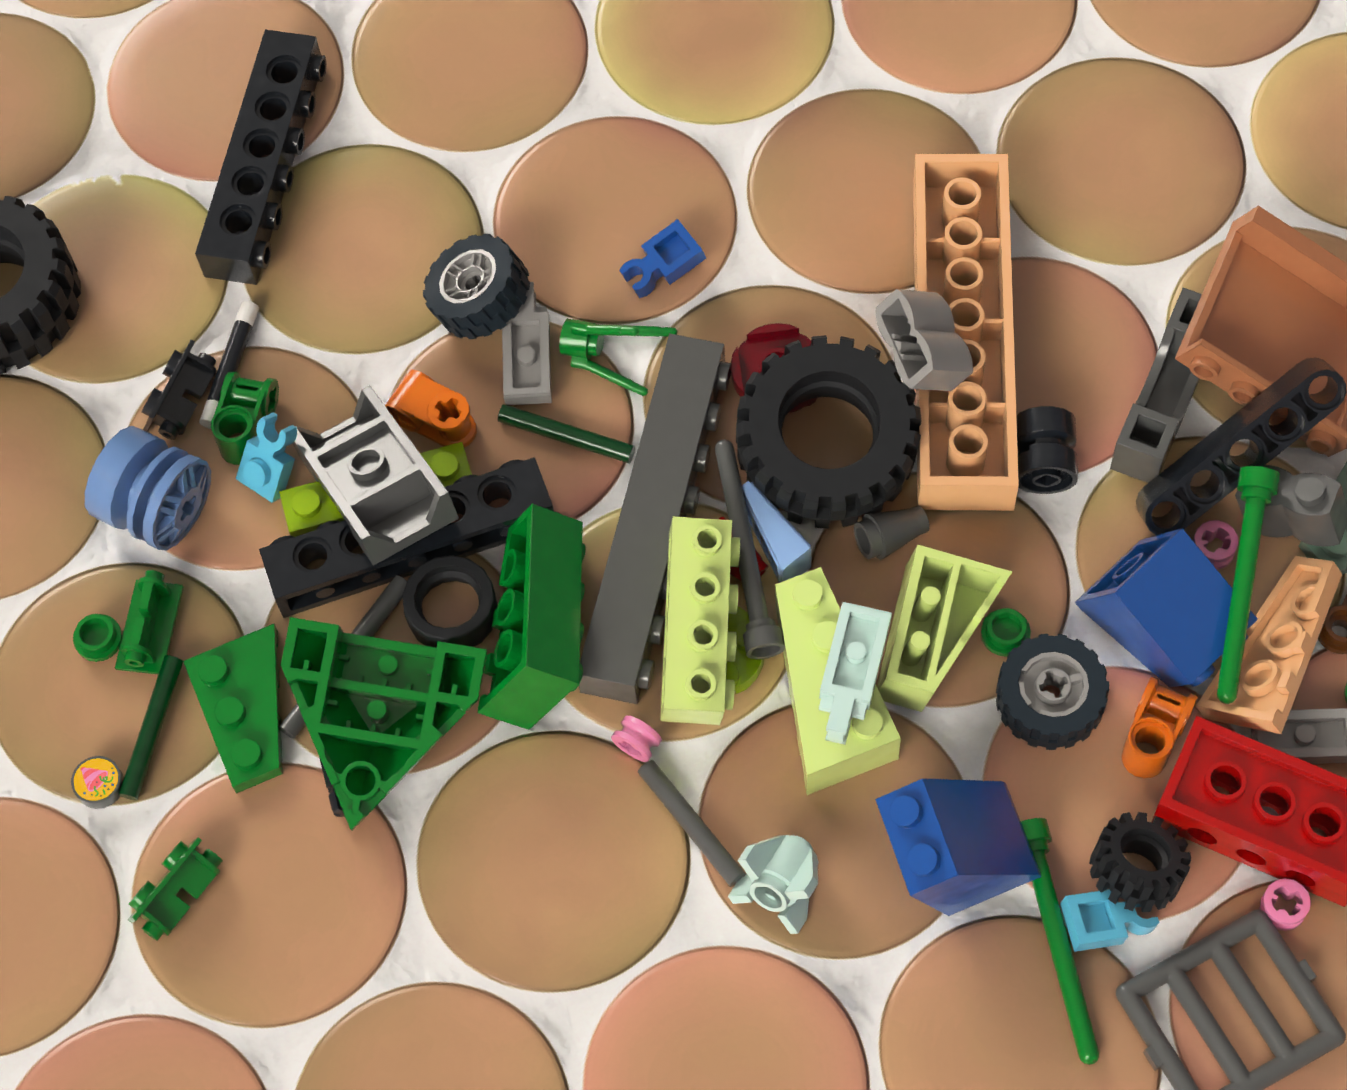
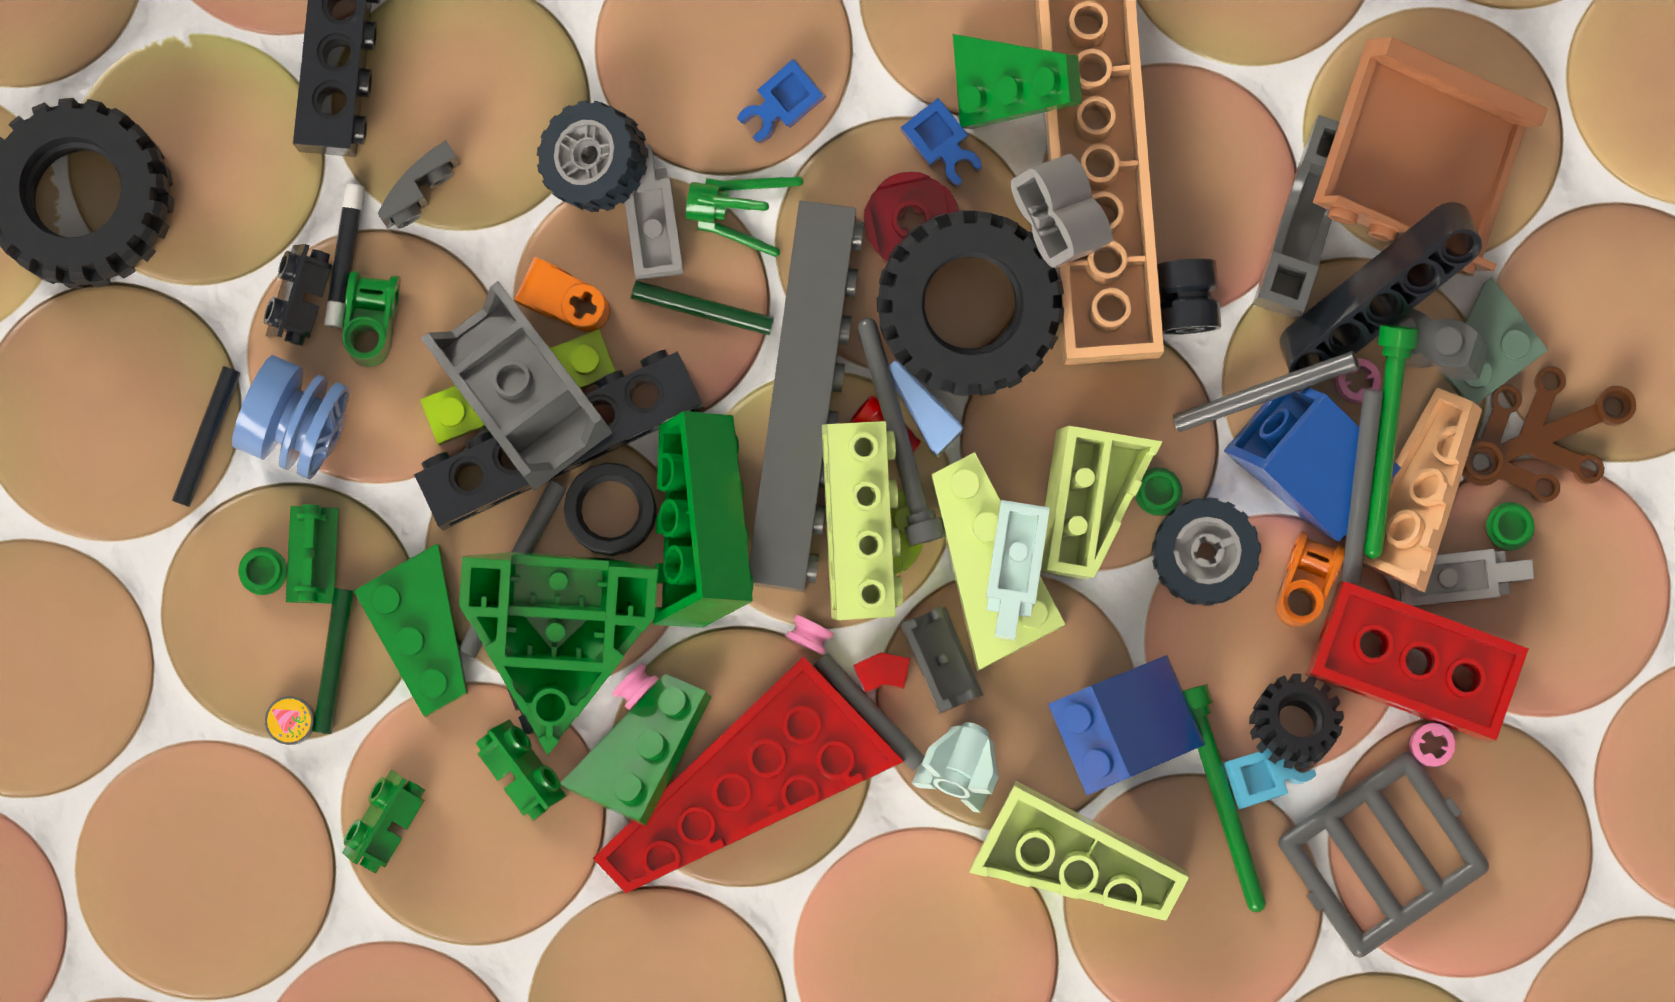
camera: 10 degrees left, 20 degrees up
(60, 523) = (206, 436): none -> black bar
(264, 461) = (404, 372): medium azure plate -> none
(293, 313) = (405, 198): none -> dark grey slope
(312, 829) = (509, 750): none -> green hinge
(449, 839) = (641, 751): none -> wing
(452, 774) = (635, 686): none -> bright pink bush
(579, 864) = (771, 763): none -> red wing
(708, 782) = (882, 670): none -> red piece
(769, 775) = (941, 659): none -> dark grey hinge
(812, 298) = (938, 137): none -> blue plate
(885, 244) = (1011, 81): none -> green wing
(886, 976) = (1069, 854): none -> yellowish green wedge
(888, 531) = (1038, 394): dark grey cone -> none
(1121, 538) = (1266, 391): none -> dark grey bar
(1217, 623) = (1362, 486): none -> dark grey bar

